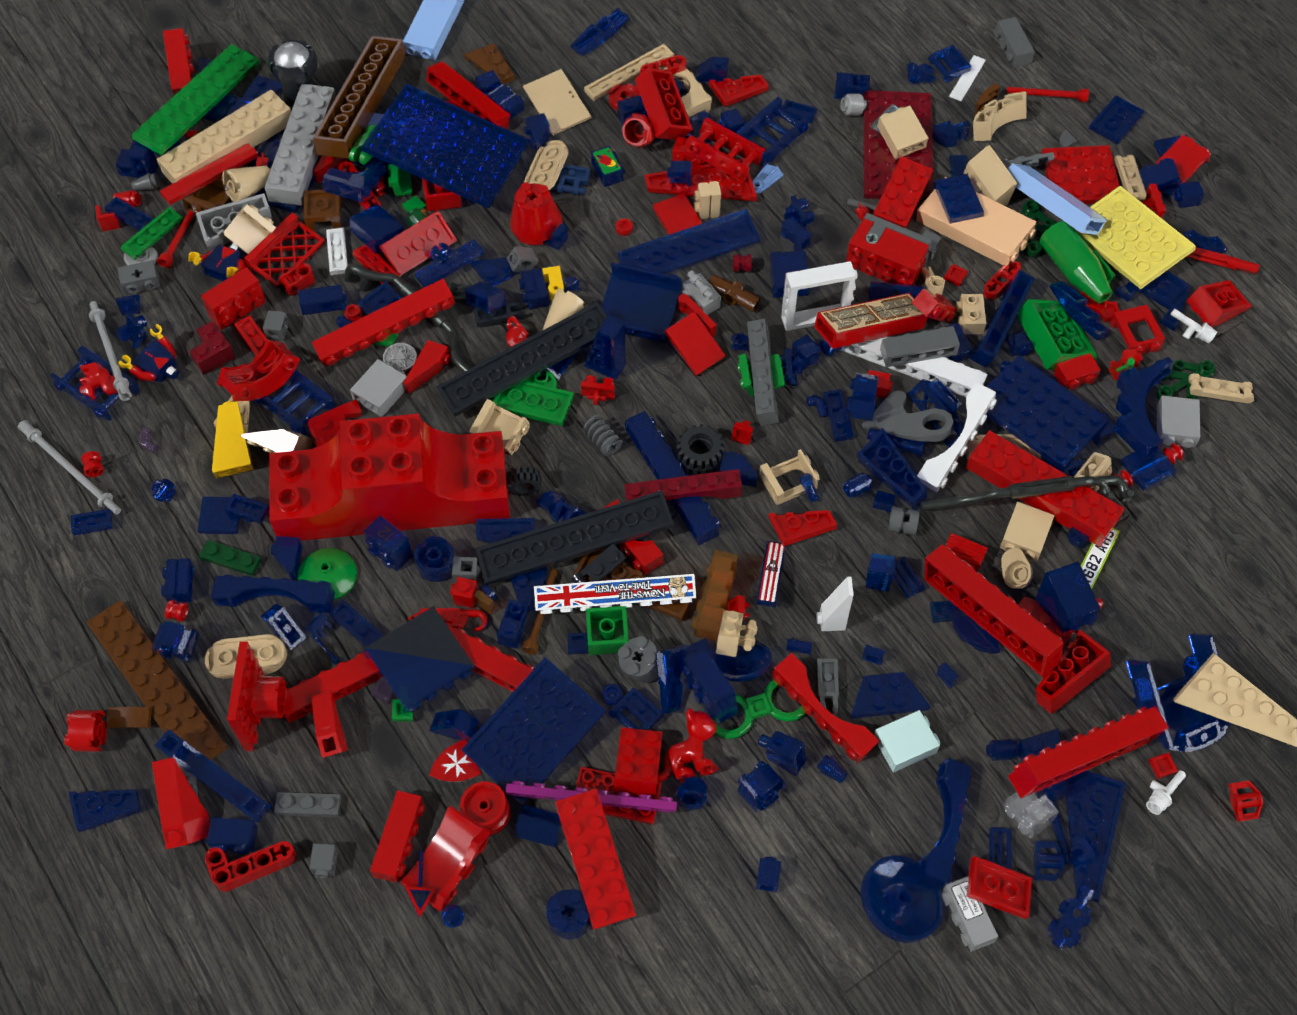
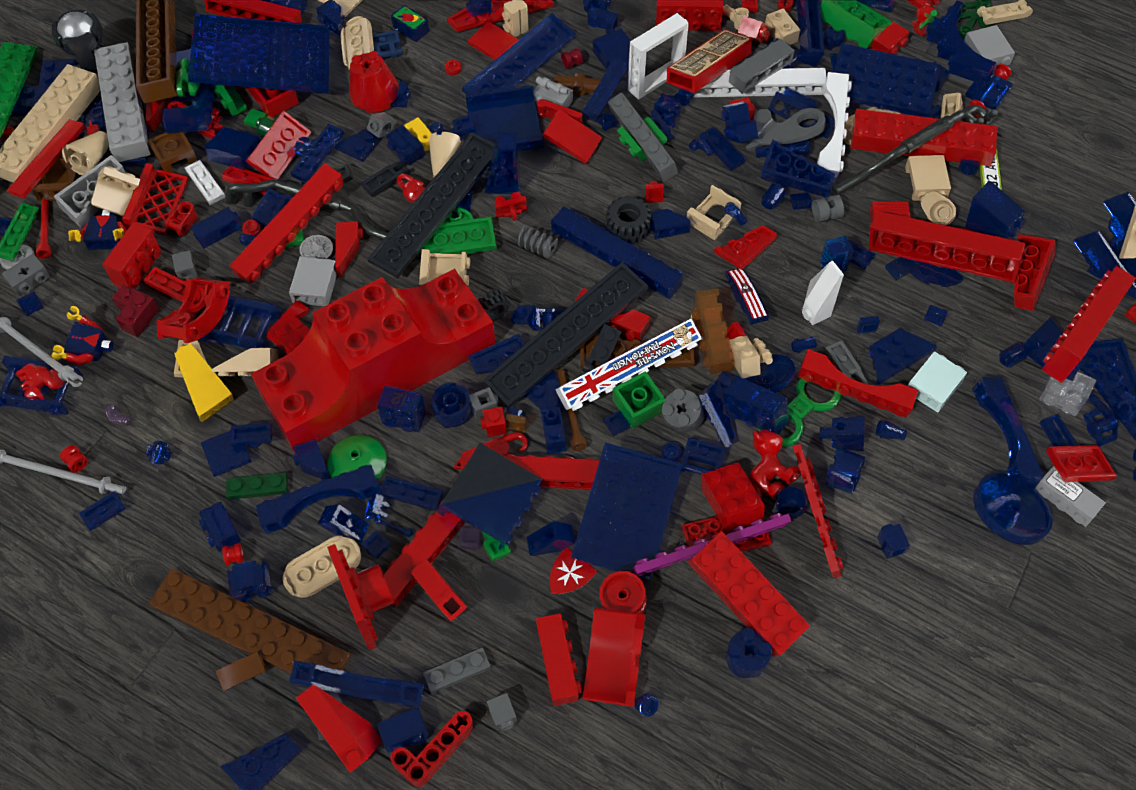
camera: 25 degrees left, 0 degrees up
(86, 730) = (208, 701): red brick -> none
(133, 329) = (47, 322): clear blue hips -> none
(301, 658) = (375, 544): none -> clear blue tile
(420, 895) = (607, 701): piece -> none
(485, 297) = (367, 167): clear blue brick -> none
(538, 826) = (676, 591): clear blue panel -> none
(597, 292) = (463, 126): none -> clear blue bracket
(711, 809) = (818, 508): none -> red wing
(717, 484) = (658, 242): dark red arch -> none
(753, 308) = (605, 89): none -> clear blue fence
(882, 290) = (702, 35): clear blue tile -> none

